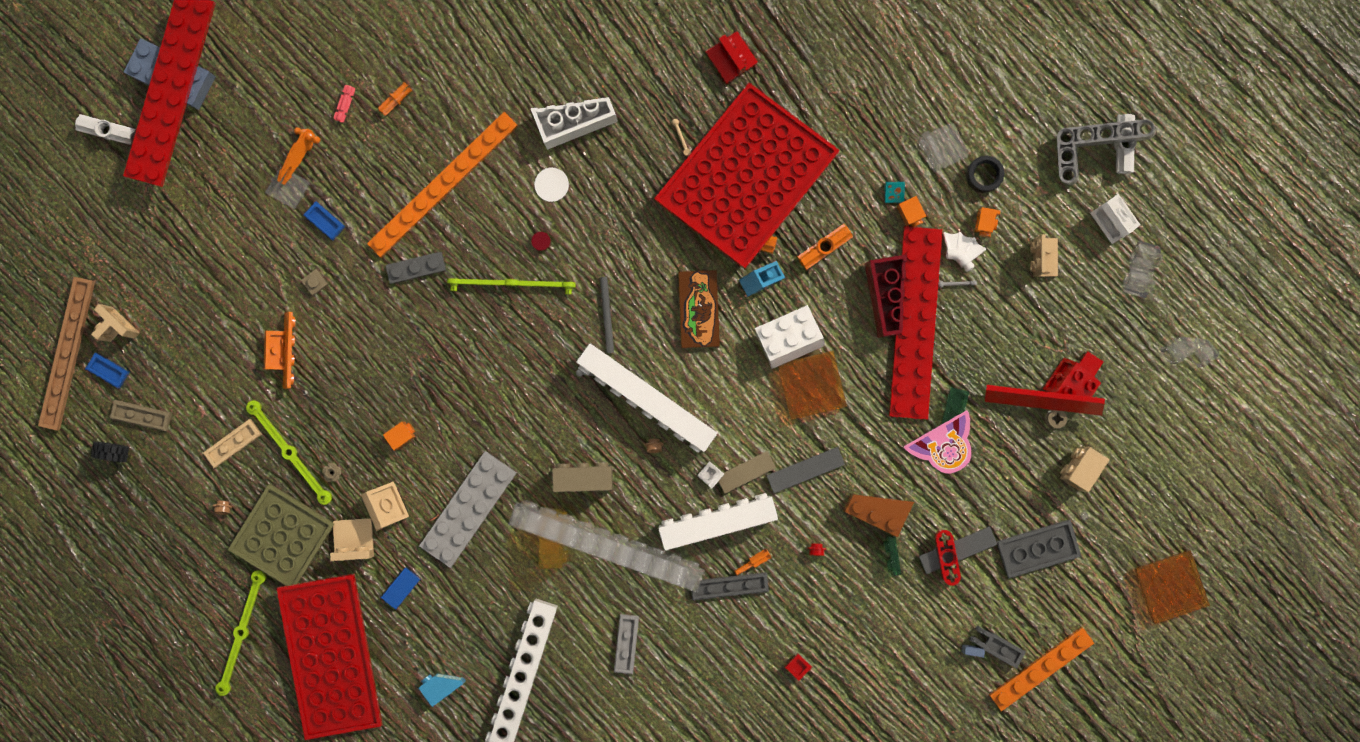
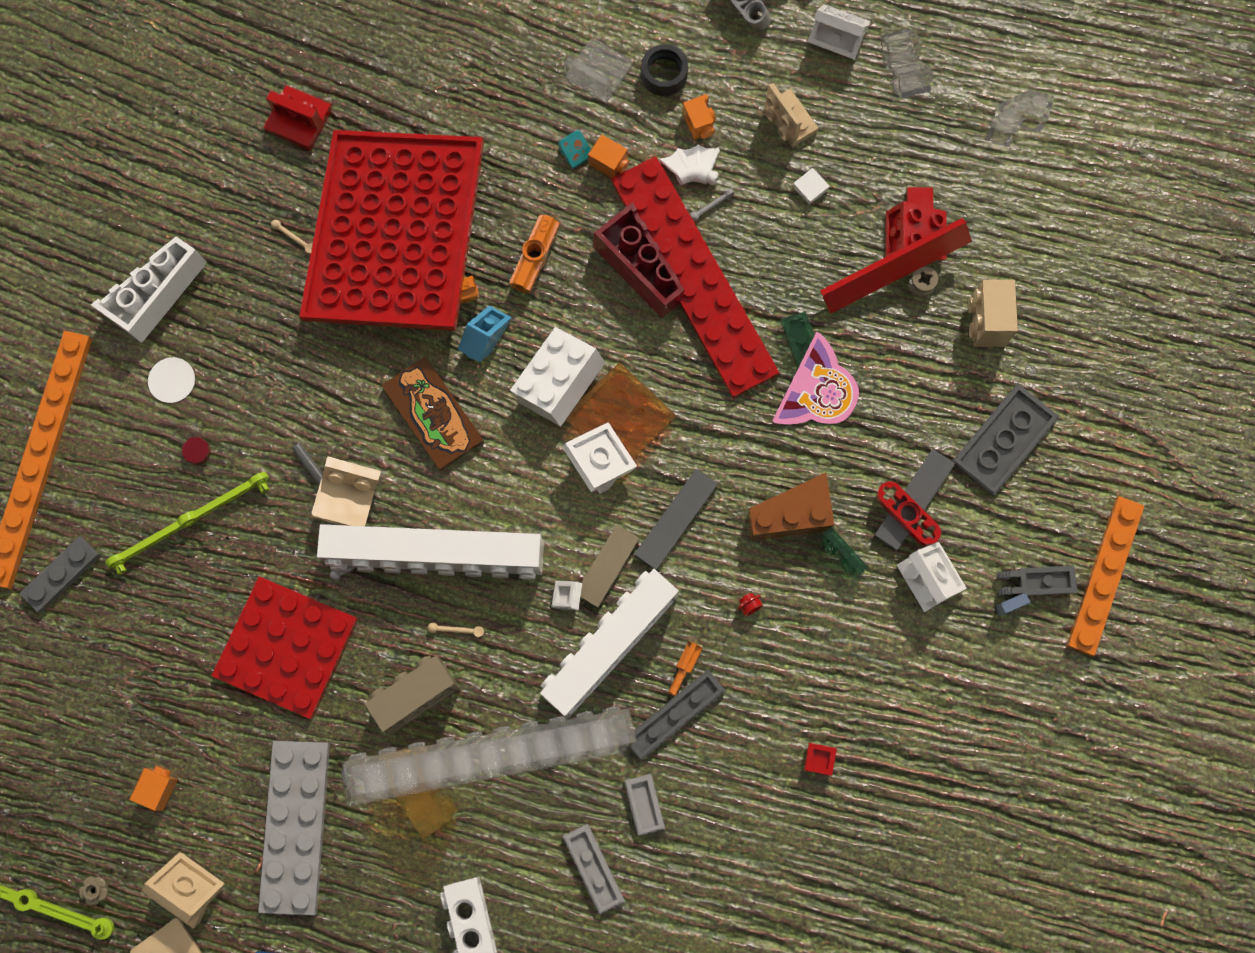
camera: 30 degrees left, 10 degrees down
(524, 398) = (285, 647): none -> red plate
(615, 329) = (345, 493): none -> tan bracket
(644, 462) = (477, 631): none -> tan hinge
(654, 446) = (477, 604): medium nougat plate -> none
(679, 626) = (644, 804): none -> light grey tile
(782, 405) = (599, 457): none -> white bracket
(936, 603) = (931, 576): none -> white bracket
(1027, 311) = (811, 186): none -> white tile
(1172, 586) = (1184, 385): clear orange plate -> none

